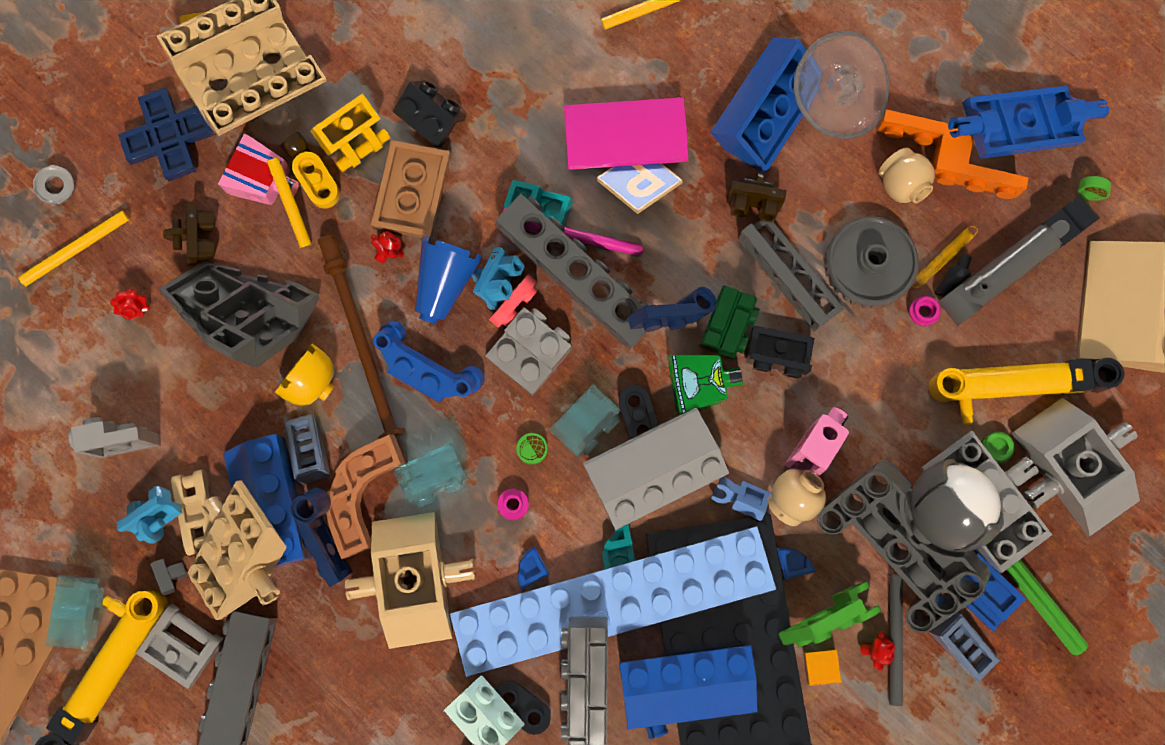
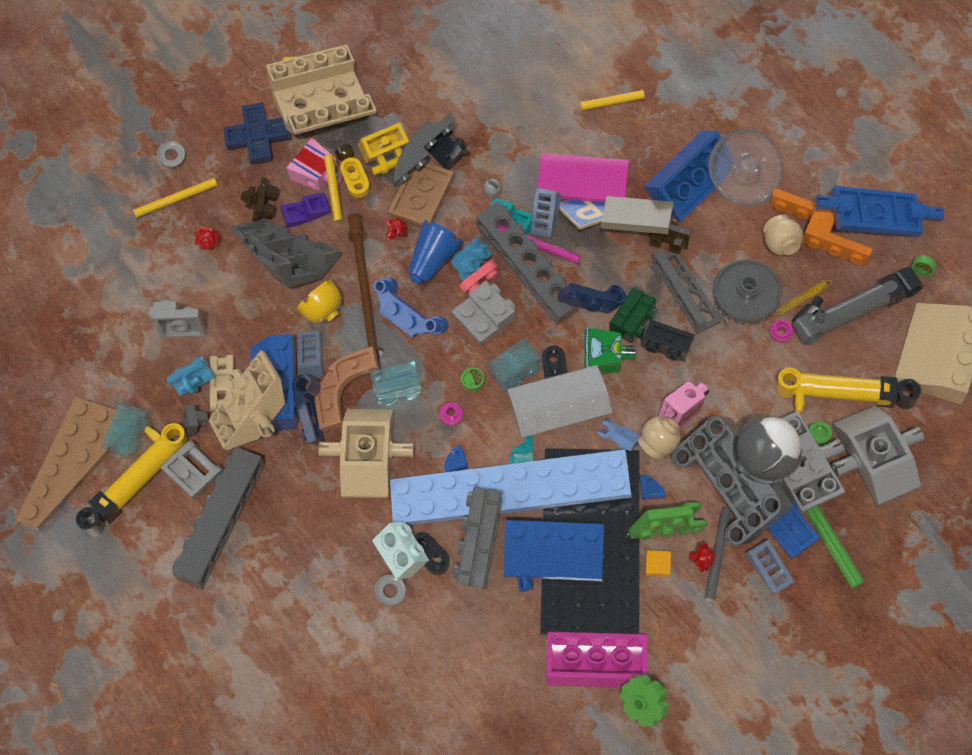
camera: 15 degrees right, 15 degrees down
(257, 239) = (307, 210): none -> dark purple slope
(389, 136) = (415, 153): none -> dark grey slope
(502, 168) = (490, 191): none -> light grey hinge
(574, 181) = (552, 213): none -> sand blue slope
(711, 180) = (637, 215): none -> tile

